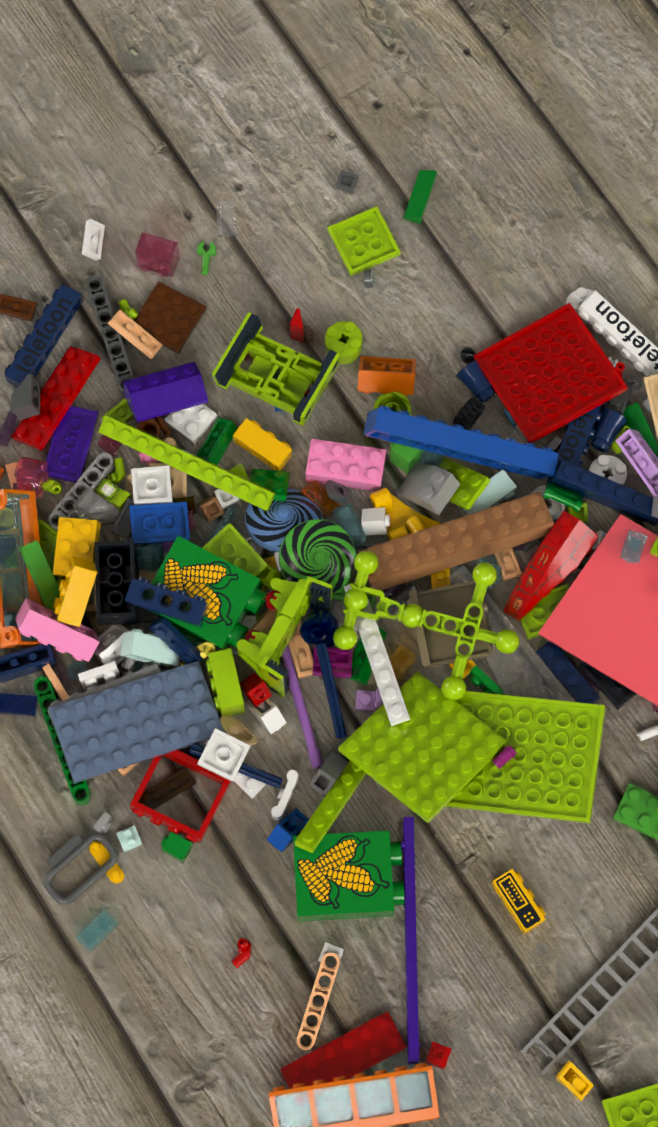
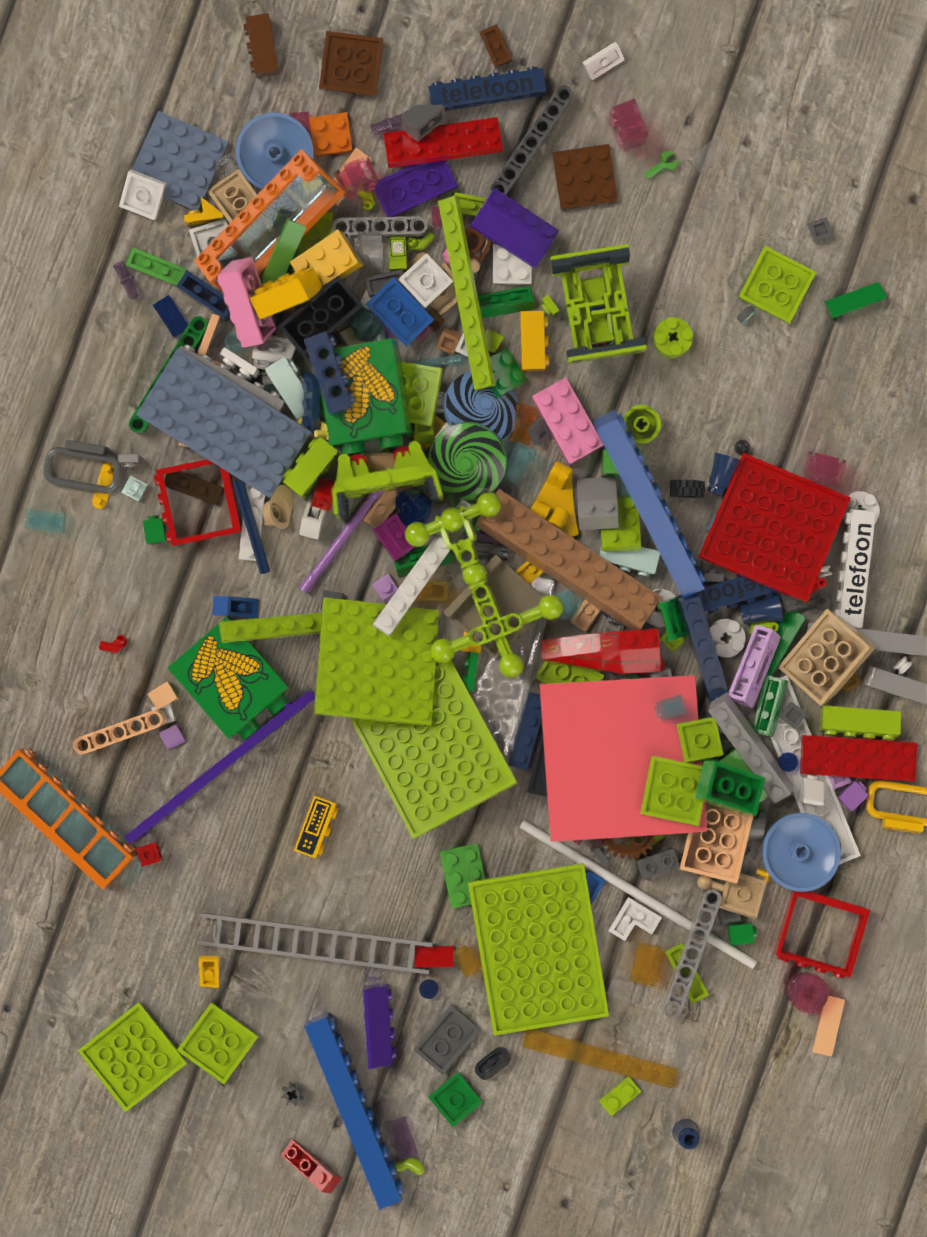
camera: 50 degrees right, 15 degrees up
(124, 307) = (561, 143): lime arm -> none
(135, 334) = (546, 162): light nougat tile -> none
(223, 755) = (249, 512): white plate -> none
(246, 412) = (549, 306): none -> lime plate
(285, 795) = (260, 583): white plate -> none
(296, 327) = (655, 289): red slope -> none
(315, 942) = (163, 695): none -> light nougat panel
(328, 773) = (300, 604): dark grey slope -> none
(331, 691) = (369, 554): dark blue axle -> none
(348, 1053) = (98, 783): red plate -> none
(354, 963) = (172, 736): none -> medium lavender slope
(375, 521) = (537, 482): white brick -> none
(386, 375) = (671, 394): orange slope -> none
(504, 756) = (417, 732): magenta pin -> none
(531, 305) = (824, 467): none -> clear pink brick

